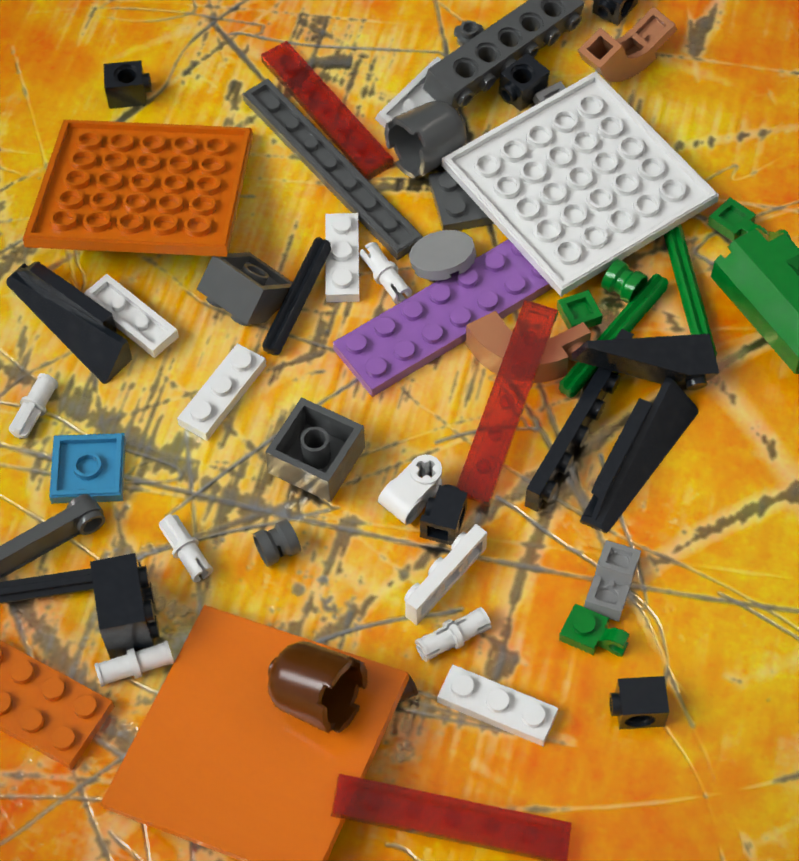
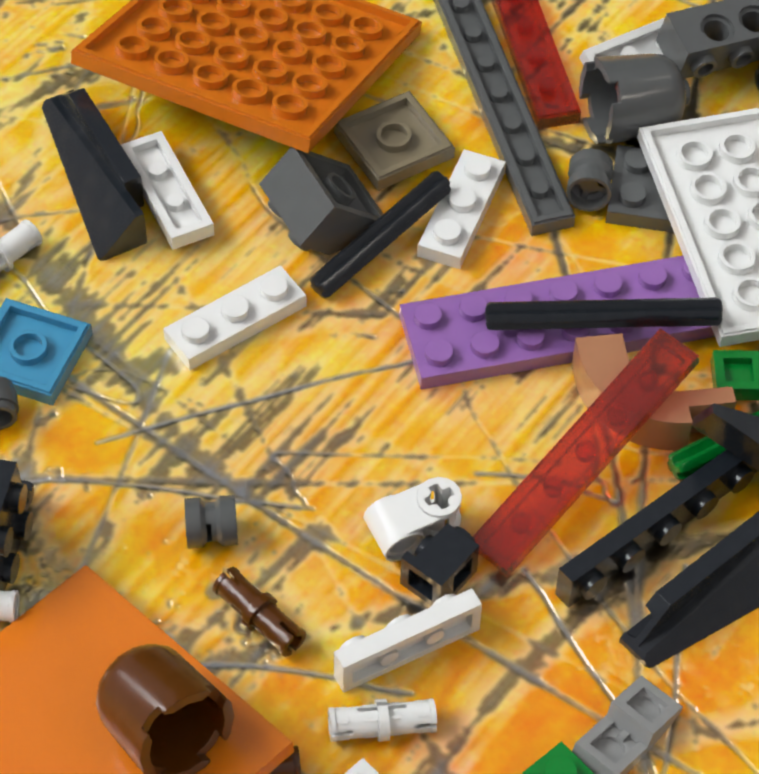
camera: 20 degrees right, 5 degrees down
(185, 547) = (96, 487): white axle -> none
(274, 223) = (394, 140): none -> dark tan plate
(315, 449) = (312, 424): dark grey brick -> none
(337, 592) = (259, 611): none -> reddish brown pin
(385, 272) = (506, 243): white pin -> none
(422, 207) = (589, 180): none -> dark grey wheel
(442, 254) = (588, 245): light grey tile -> none
(477, 301) = (604, 313): none -> black axle

